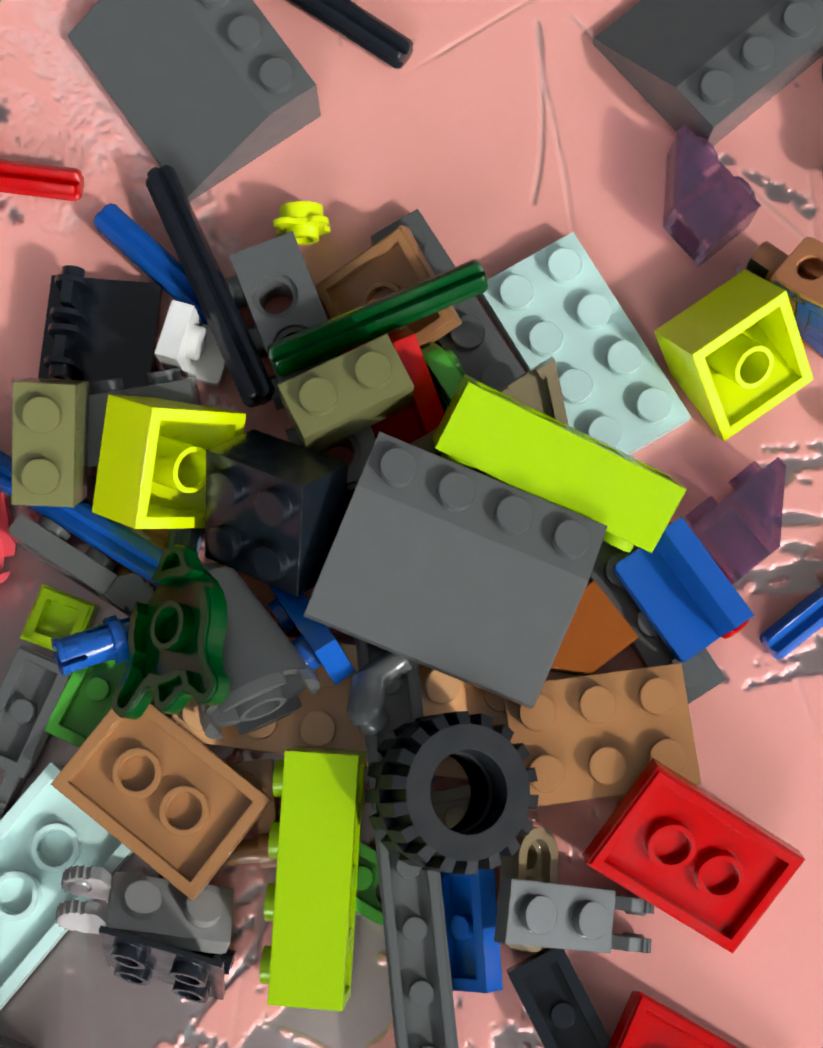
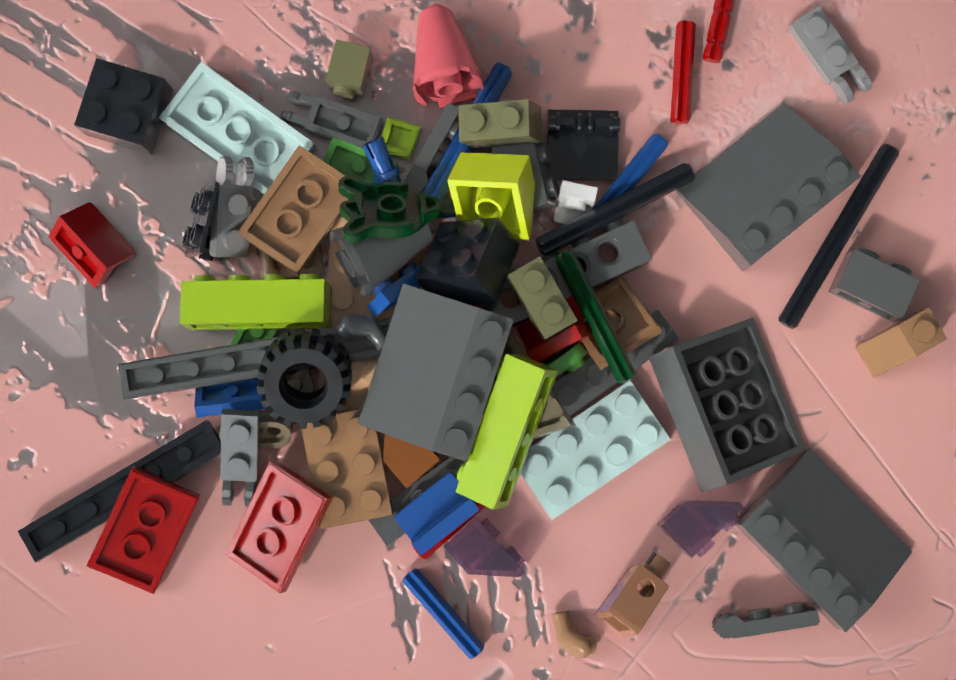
camera: 85 degrees right, 5 degrees up
(304, 219) = (662, 264): neon yellow plate -> none
(526, 148) = (727, 404): none -> dark grey slope
(736, 352) = (595, 547): neon yellow slope -> none

